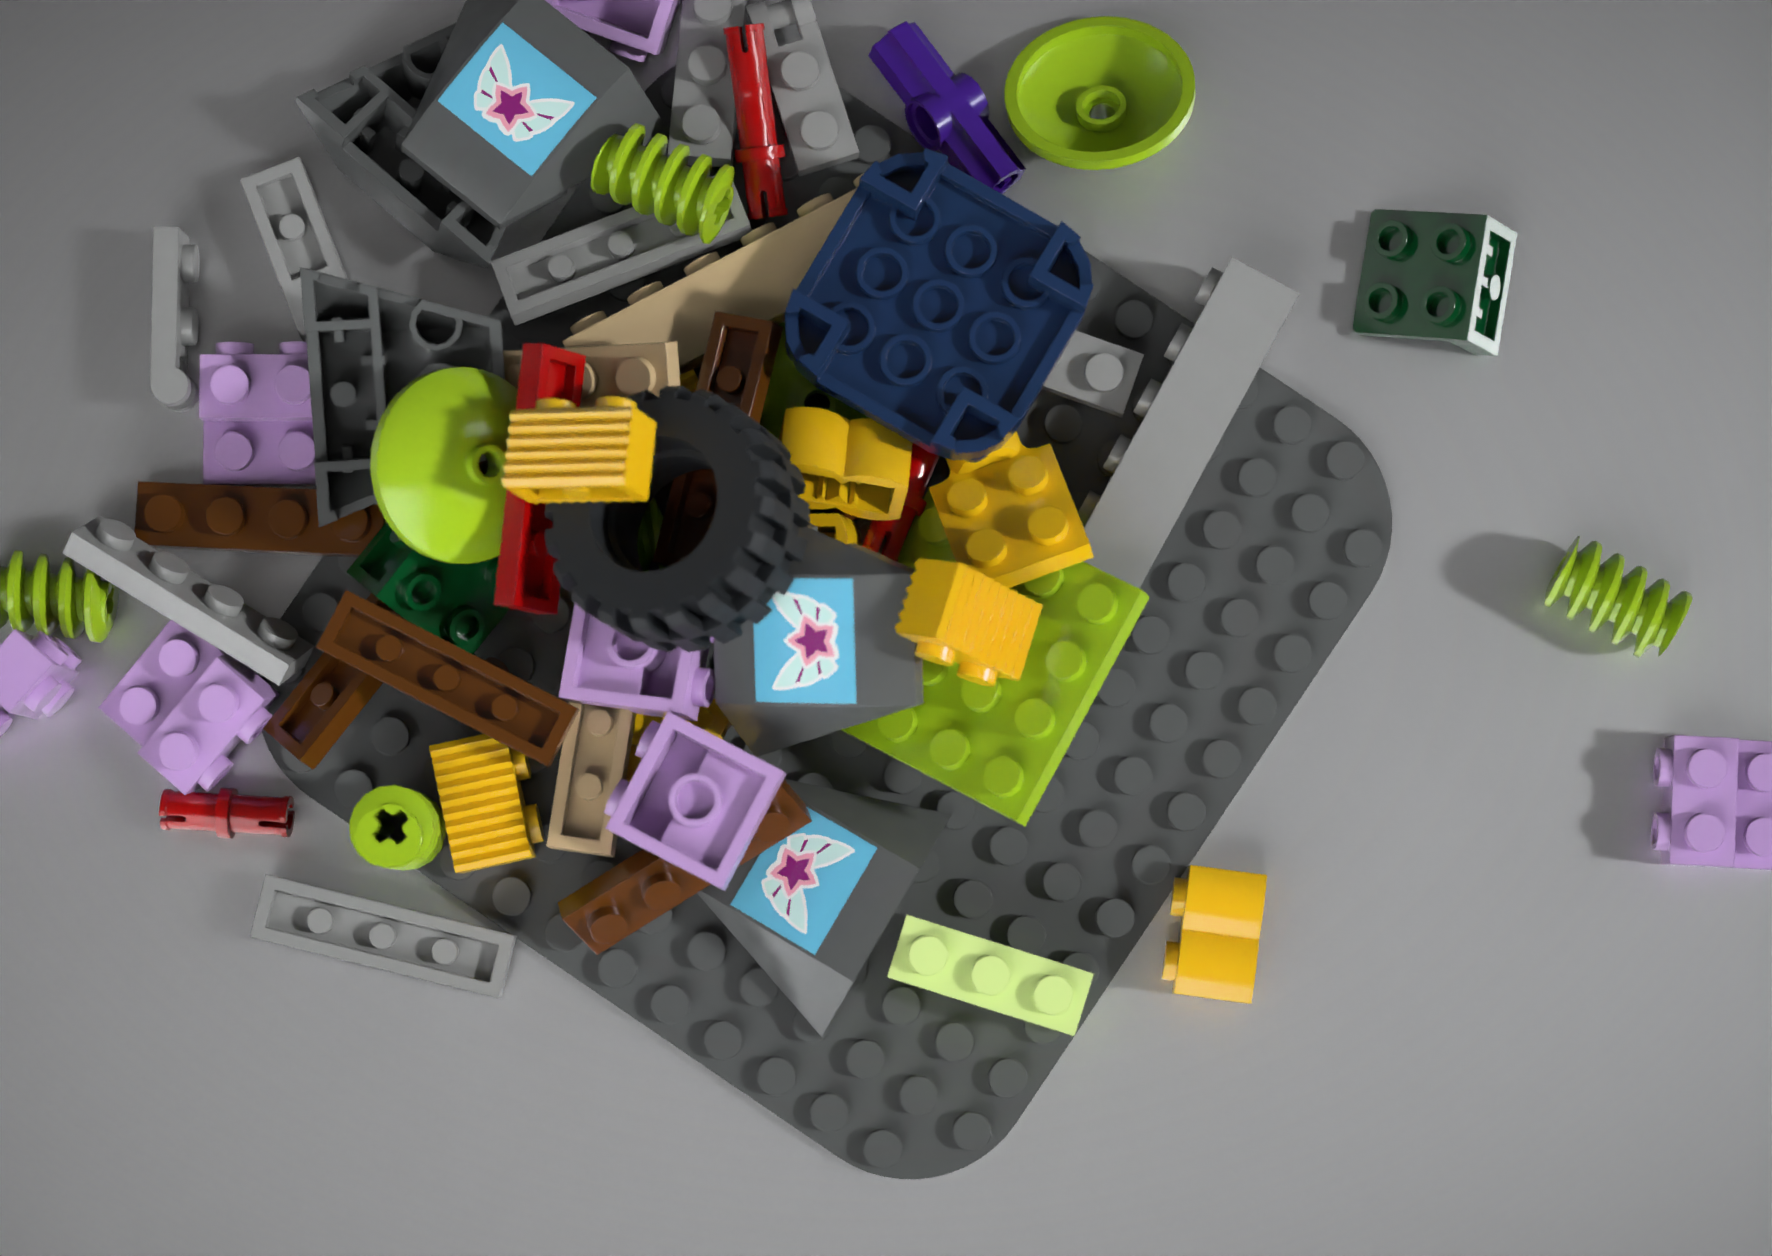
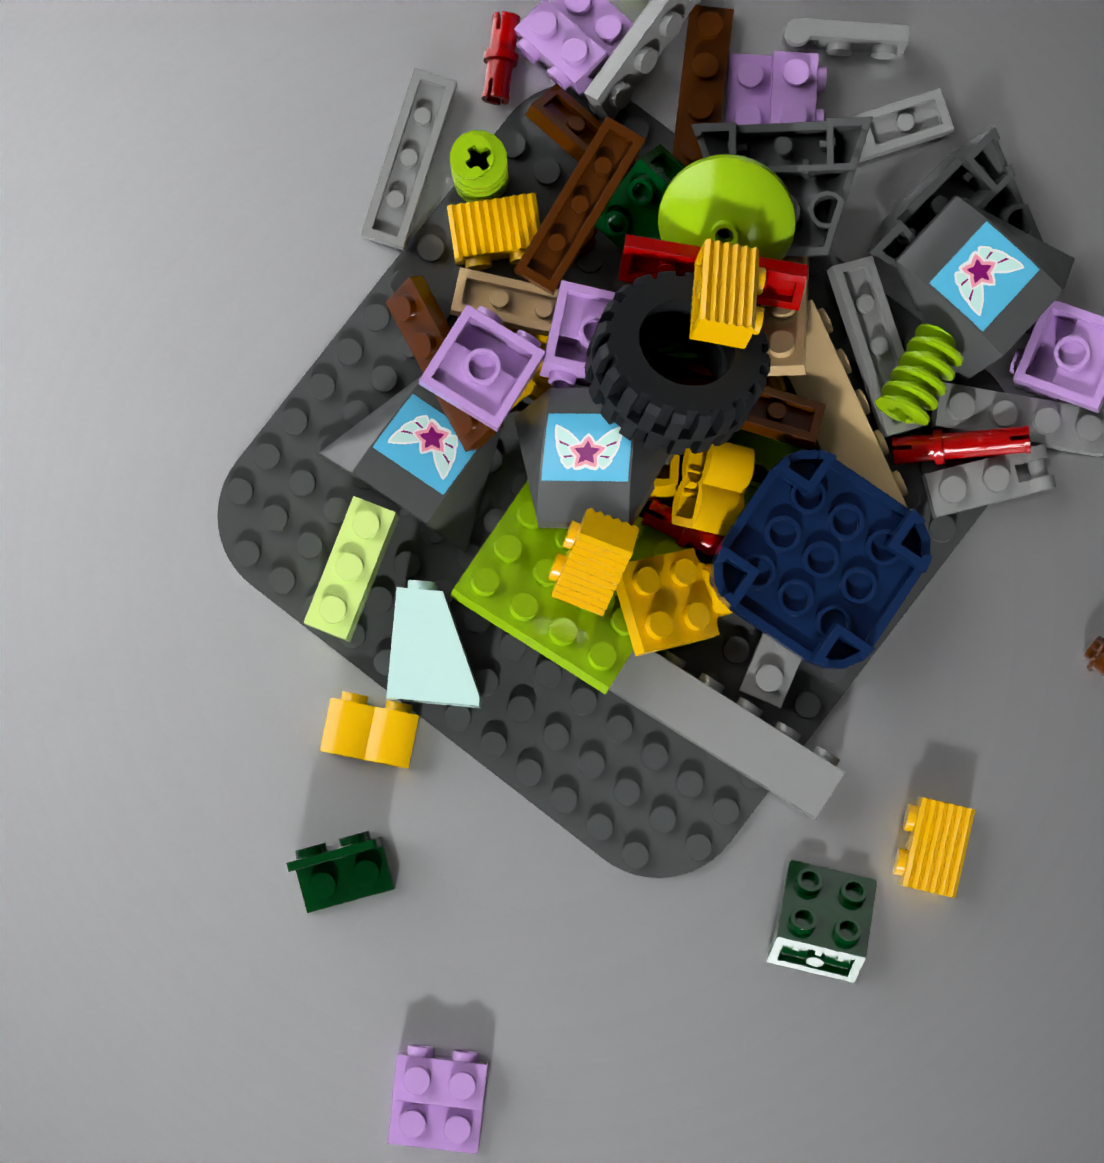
camera: 95 degrees right, 0 degrees up
(945, 108) = (963, 581): dark purple piece -> none
(1100, 93) = (984, 685): lime dish -> none
(1106, 853) = (427, 651): none -> light aqua slope
(1321, 131) = (934, 846): none -> yellow brick
(1418, 961) = (343, 873): none -> dark green bracket
(1617, 597) = (587, 1032): lime piece -> none

